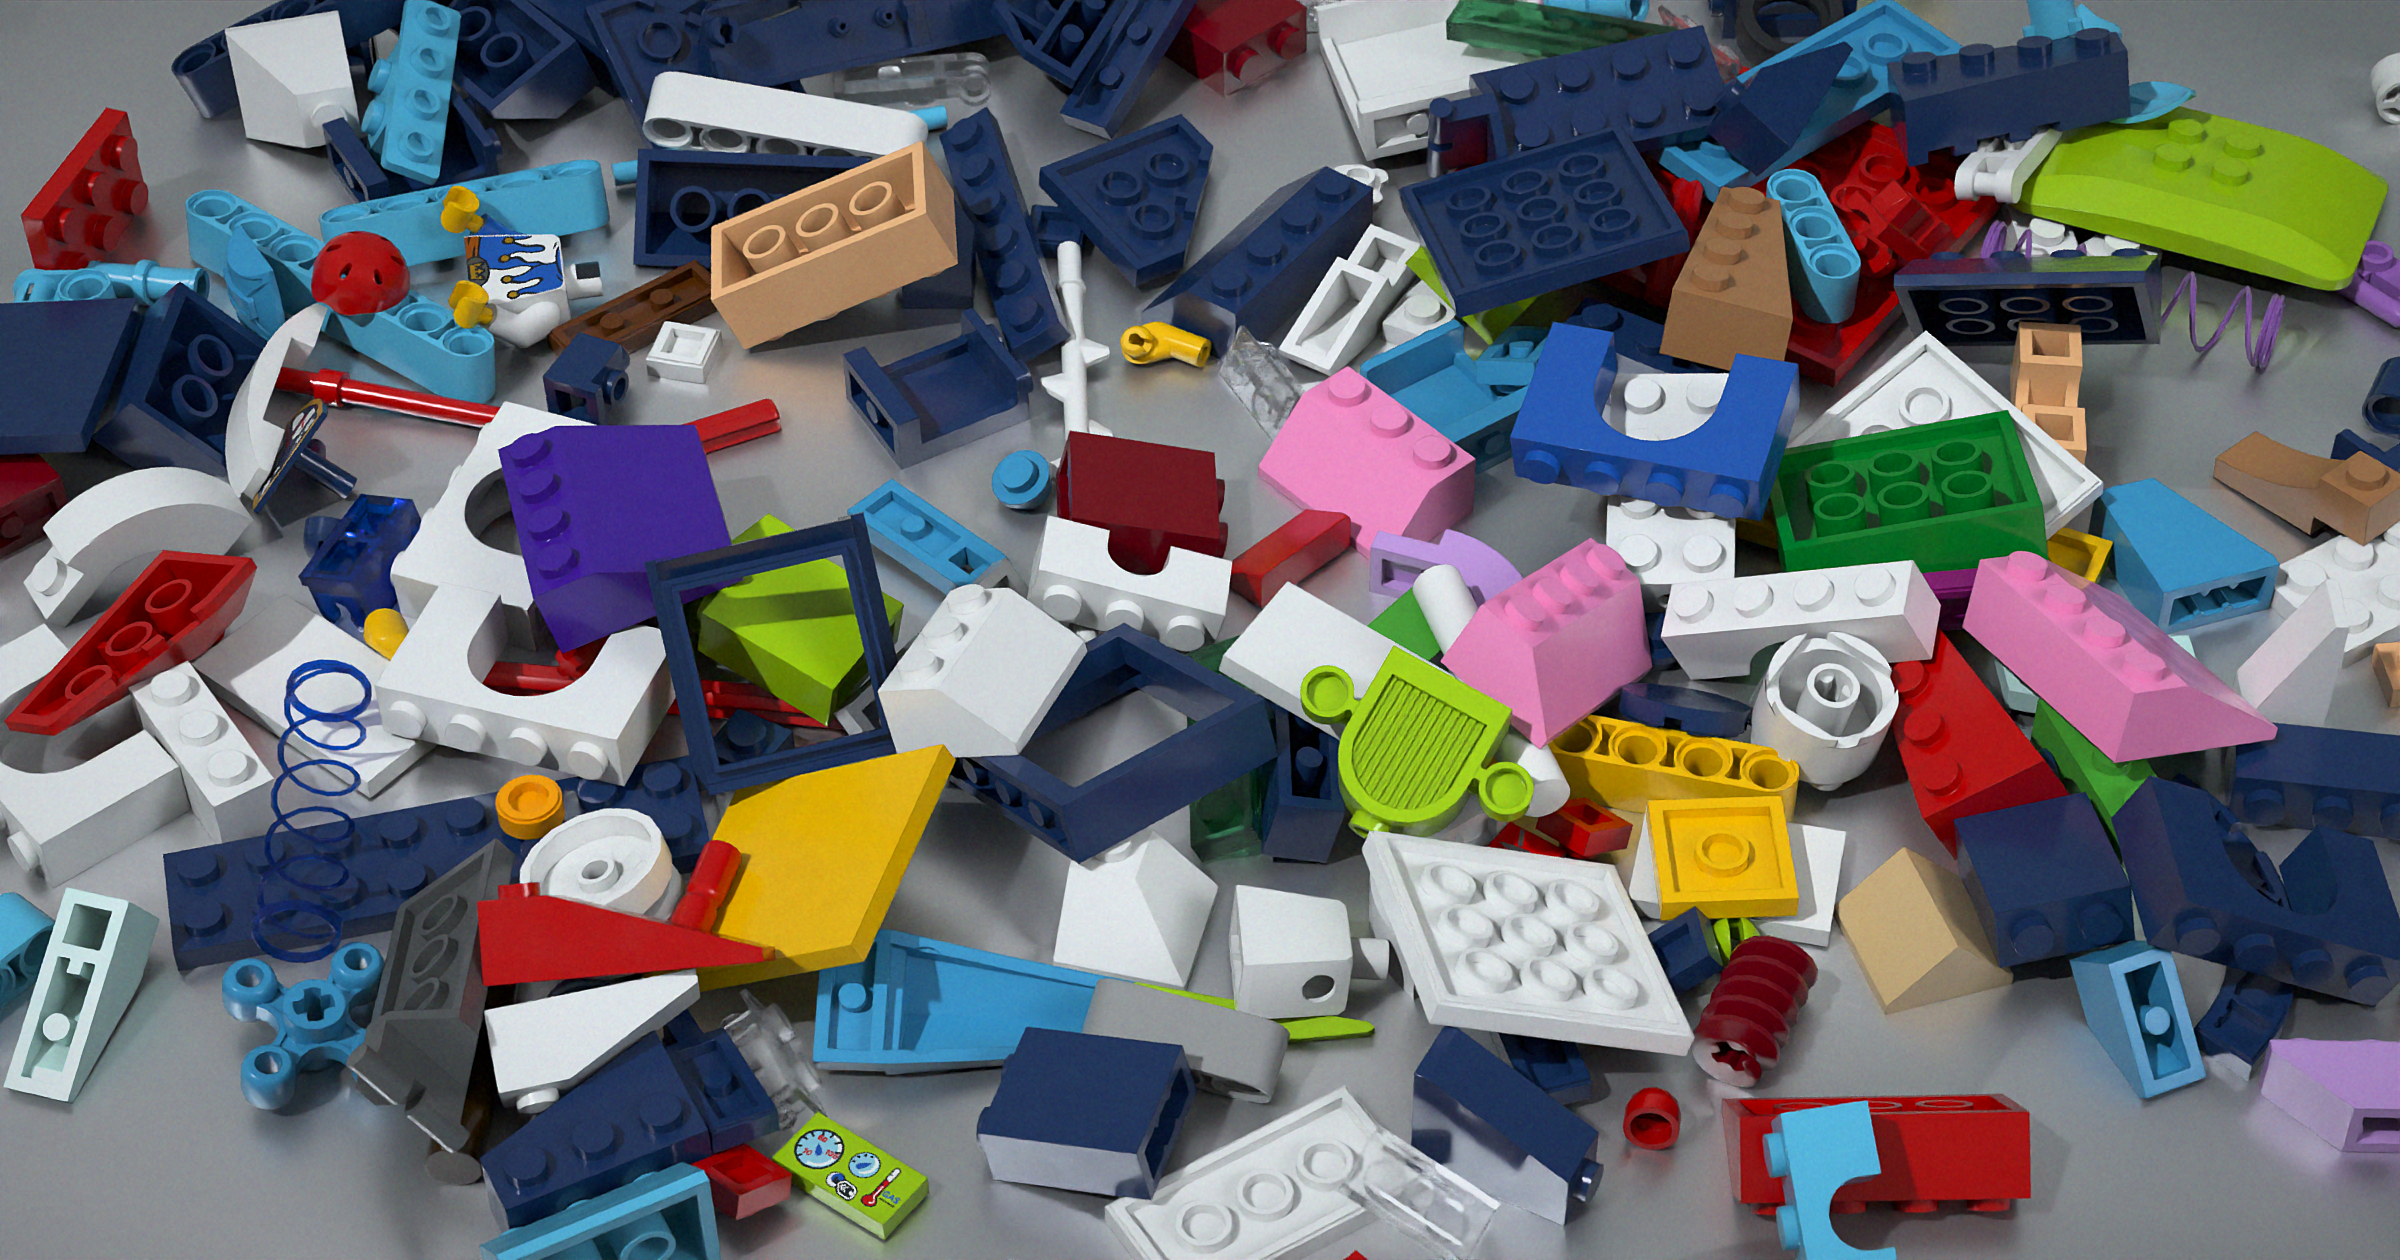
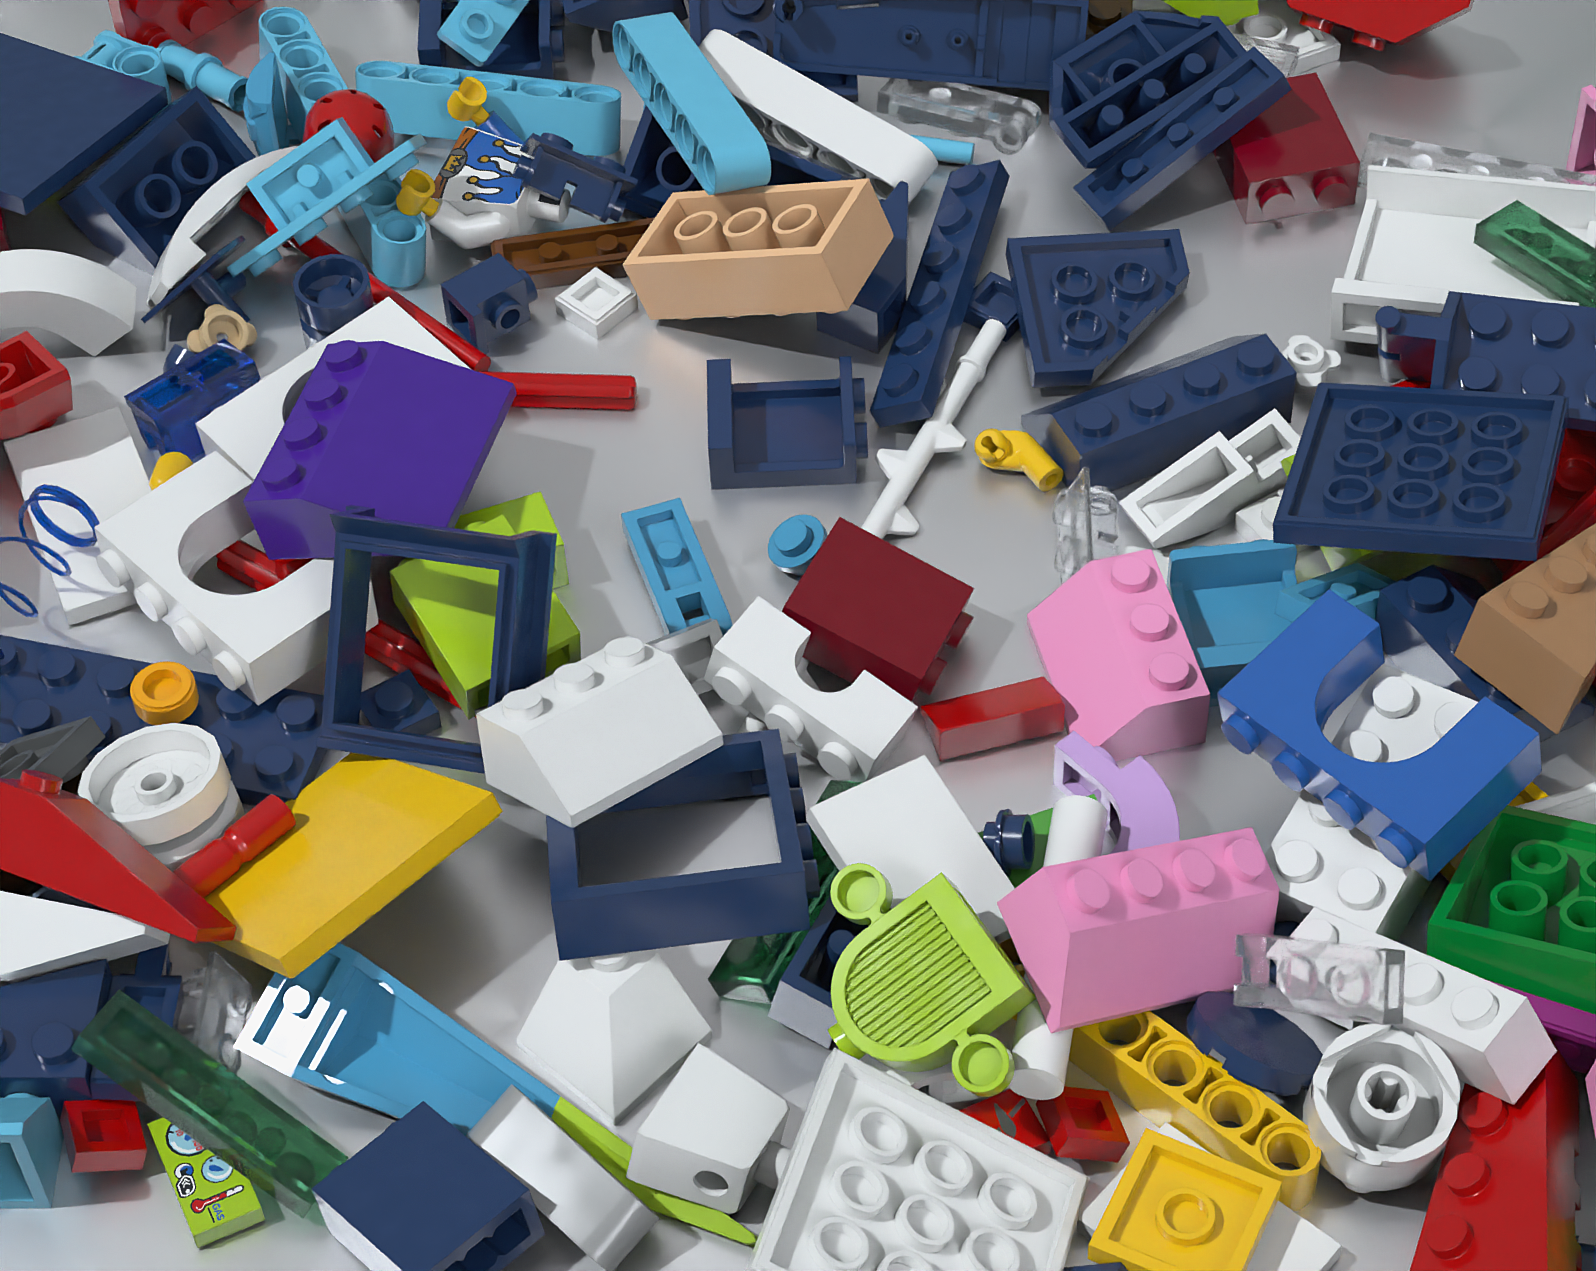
camera: 30 degrees right, 5 degrees up
(339, 485) = (221, 321): none -> tan plate
(365, 327) = (313, 181): none -> medium azure bracket
(443, 427) = (330, 295): none -> dark blue wheel
(580, 239) = (595, 180): none -> dark blue hinge
(695, 137) = (691, 103): none -> medium azure beam
(836, 1104) = (208, 1102): none -> clear green plate
(1395, 623) = (1011, 840): none -> dark blue plate
(1724, 625) = (1321, 978): none -> clear plate

